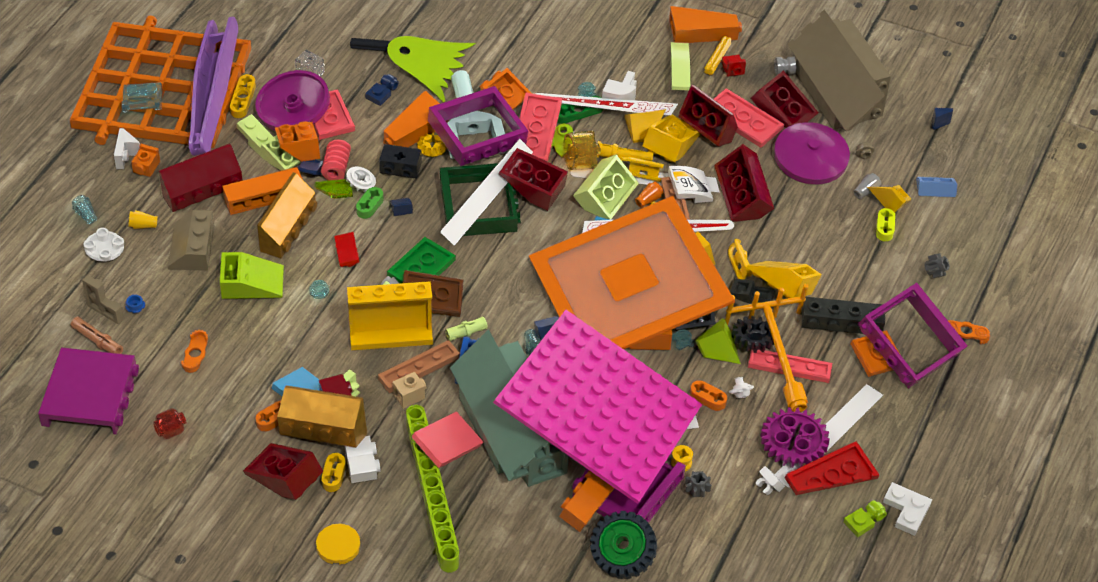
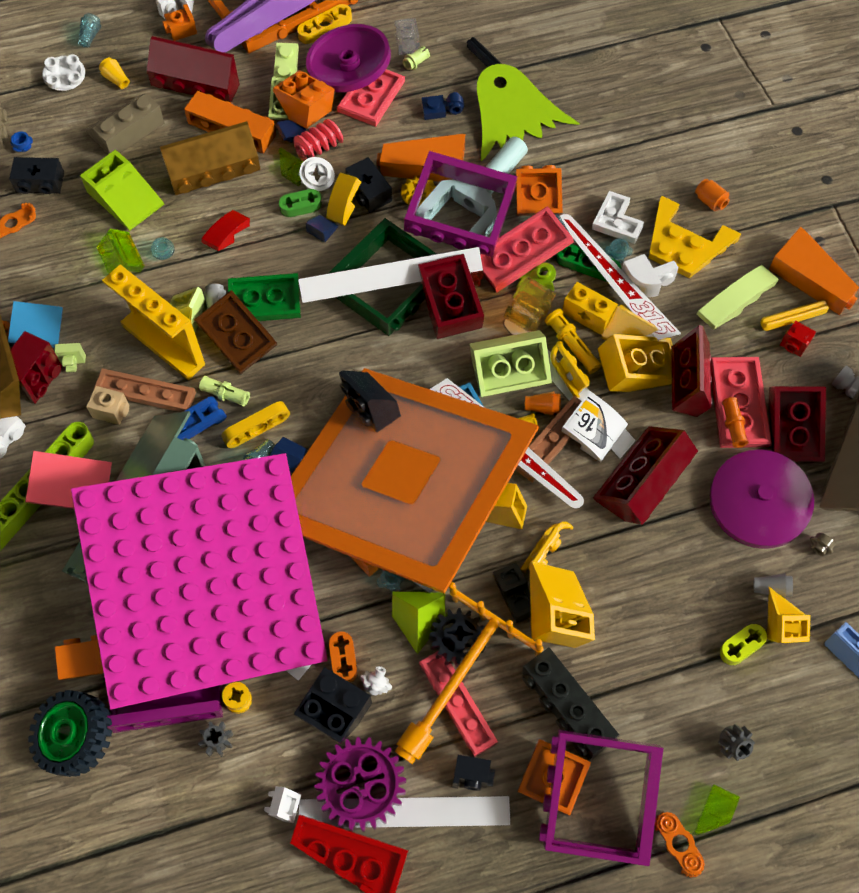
camera: 50 degrees right, 15 degrees up
(177, 312) = (36, 175): none -> black brick
(295, 314) = (119, 249): none -> clear neon green panel
(331, 75) = (412, 60): none -> yellowish green pin
(398, 177) = (340, 200): none -> yellow slope
(509, 325) = (255, 424): none -> yellow beam
(564, 78) = (612, 220): none -> white plate
(564, 259) = (369, 399): none -> black slope
(601, 25) = (712, 195): none -> orange brick
(613, 65) = (684, 247): none -> yellow wing
(613, 129) = (589, 308): none -> yellow brick
(736, 412) = (334, 706): none -> black slope
(757, 125) = (735, 422): none -> orange pin
(839, 385) = (473, 773): none -> black brick
(962, 303) = (717, 810): none -> clear neon green tile

